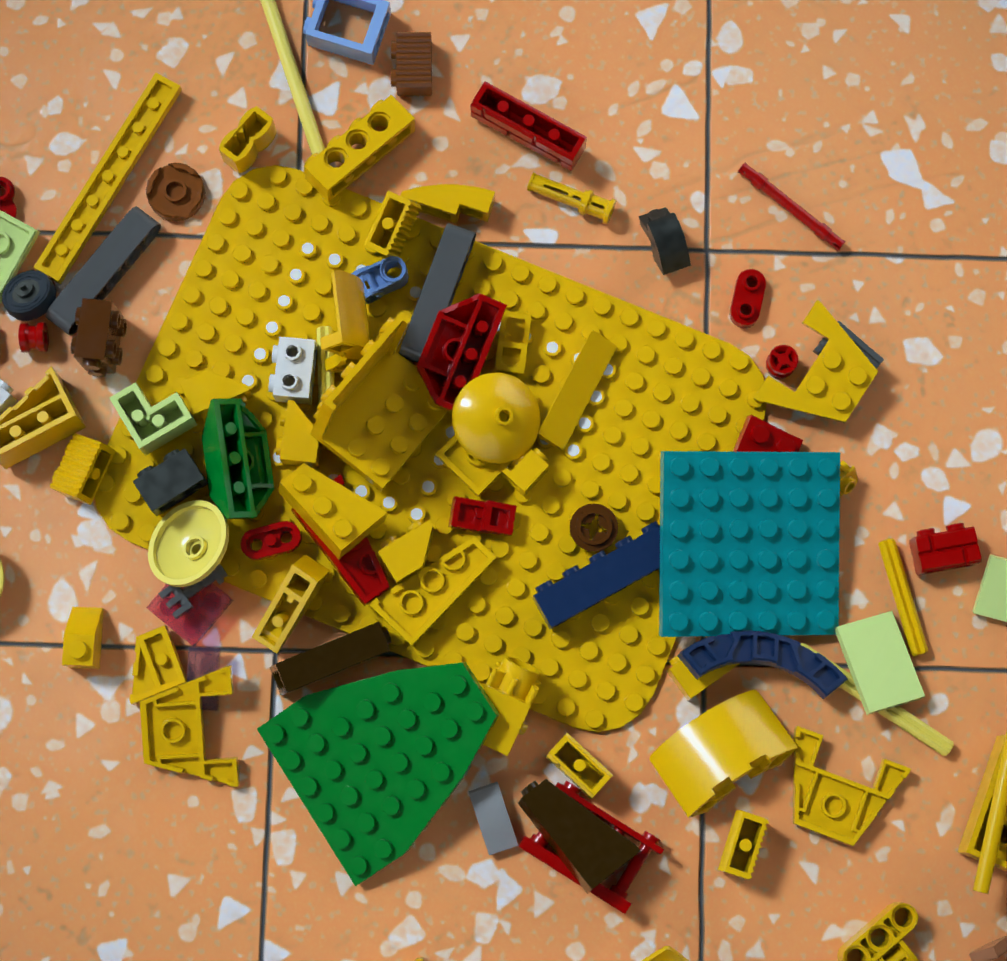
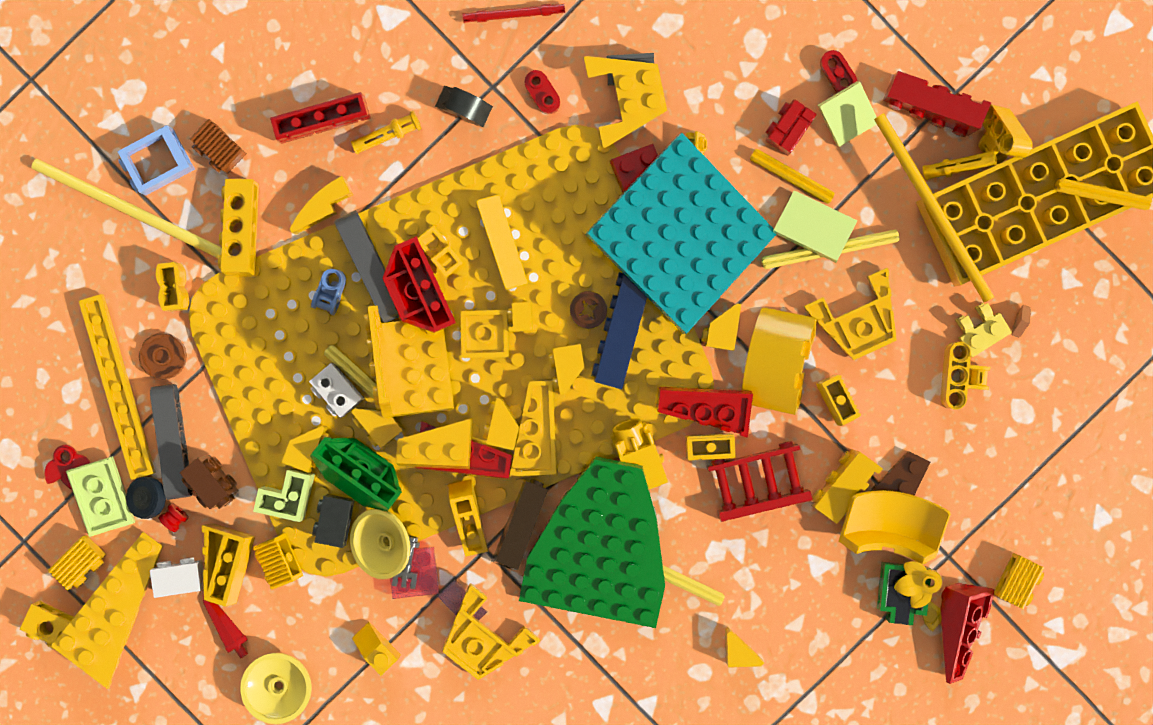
camera: 45 degrees left, 10 degrees up
(156, 665) = (430, 623): yellow wing -> none
(271, 540) = (422, 495): red plate -> none
(351, 322) = (342, 337): yellow panel -> none
(392, 225) = (305, 254): yellow brick -> none
(430, 883) = (693, 586): none -> light yellow axle
(478, 421) = (464, 315): yellow dish -> none
(482, 516) = (521, 365): red slope -> none
(493, 818) = (692, 519): light grey slope -> none
(524, 559) = (568, 366): none -> yellow slope
(576, 835) = (751, 485): dark brown slope -> none
(622, 738) = (714, 407): none -> red wing
(683, 931) = (843, 484): none -> yellow wedge
(763, 649) = (746, 283): dark blue tile -> none
(784, 356) = (597, 105): red wheel -> none
(942, 927) = (986, 333): none -> light yellow plate

